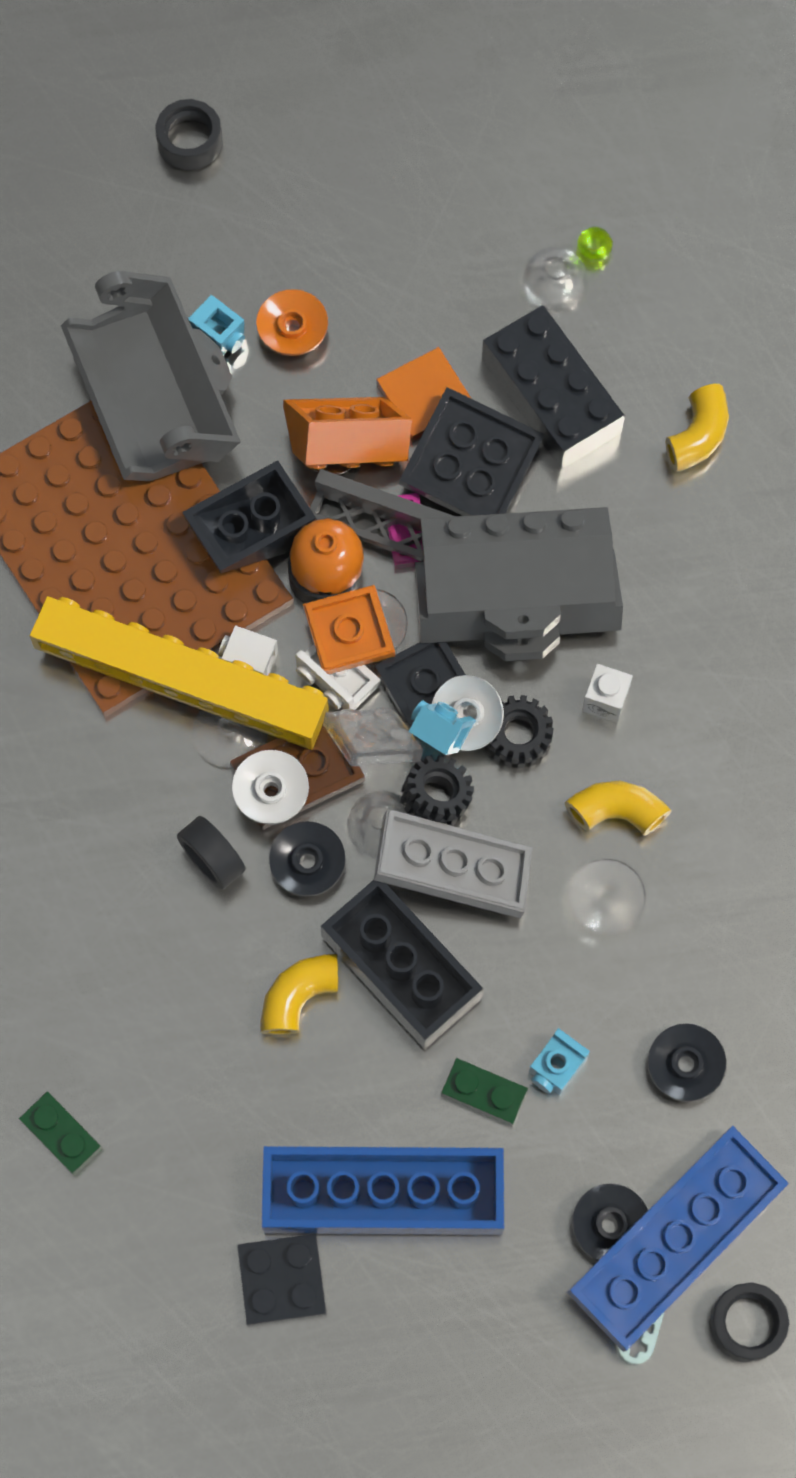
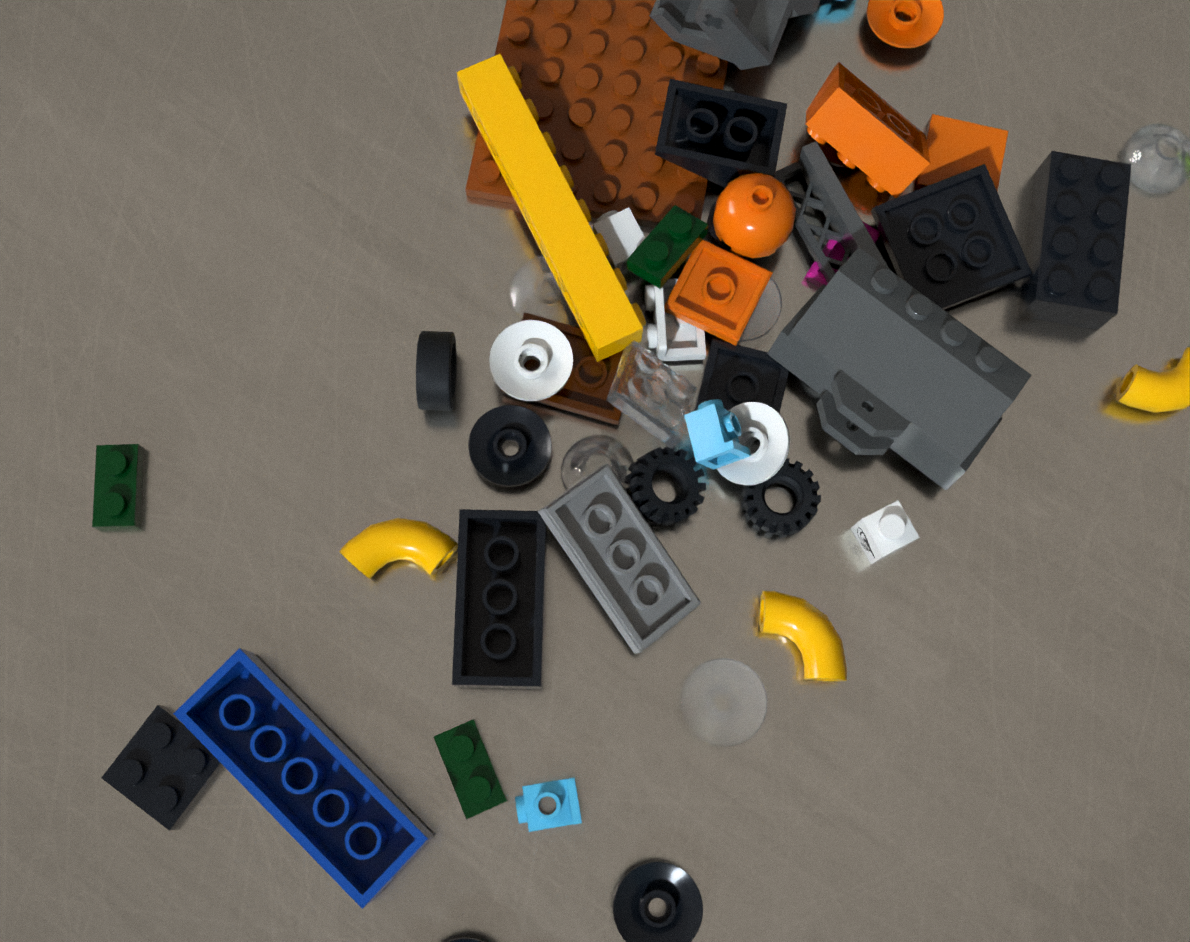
camera: 40 degrees right, 5 degrees up
(289, 629) = (667, 246): none -> dark green plate

